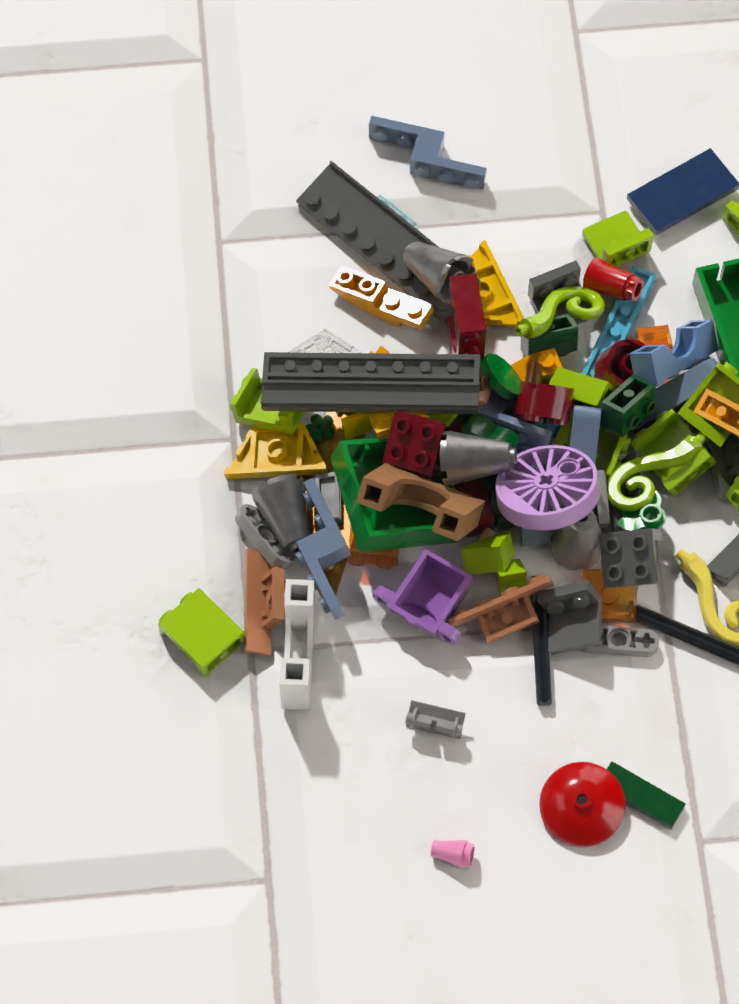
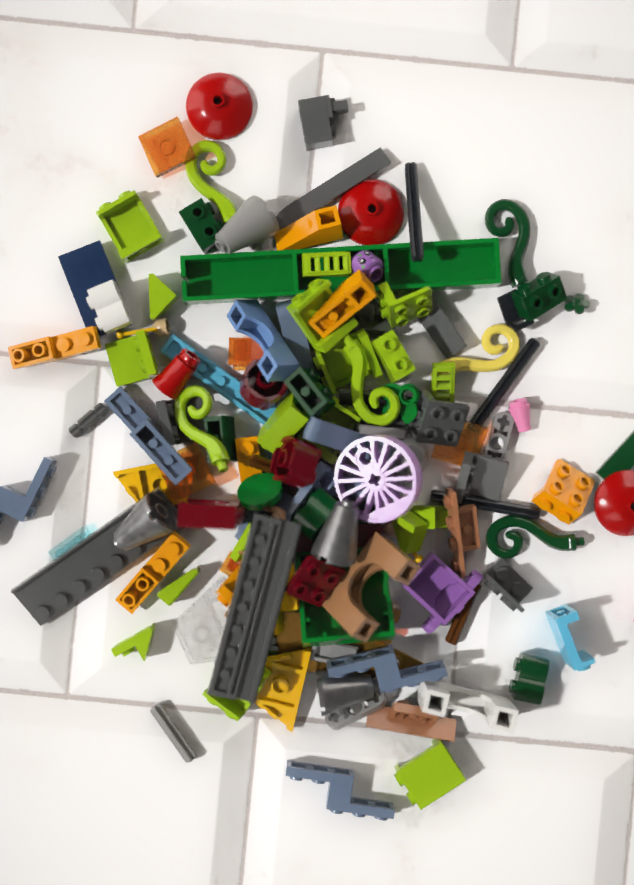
camera: 80 degrees left, 25 degrees up
(162, 537) = (340, 790): none -> sand blue bracket
(198, 352) = (173, 732): none -> light grey axle
(298, 298) = (141, 640): none -> lime slope
(339, 726) = (529, 678): none -> dark green brick
(369, 327) = (174, 590): none -> lime slope
(398, 748) = (558, 620): none -> medium azure panel
(402, 639) = (460, 619): none -> reddish brown axle
(435, 719) = (534, 611): light grey hinge -> none
(449, 677) = (506, 581): none -> dark grey bracket
(504, 309) = (196, 480): none -> clear orange tile
(515, 734) = (559, 542): none -> dark green plant
(535, 260) = (148, 435): none -> sand blue bracket
(536, 209) = (88, 420): none -> dark grey axle
(579, 725) = (564, 492): none -> light orange bracket
(607, 162) = (54, 348): none -> light orange slope
(659, 261) = (160, 328): none -> hinge
(662, 658) = (520, 412): none -> bright pink cone
(665, 573) = (450, 386): none -> lime slope
(669, 201) = (109, 307): none -> white brick
(690, 494) = (392, 356): none -> lime panel
(691, 252) = (160, 298): none -> lime slope

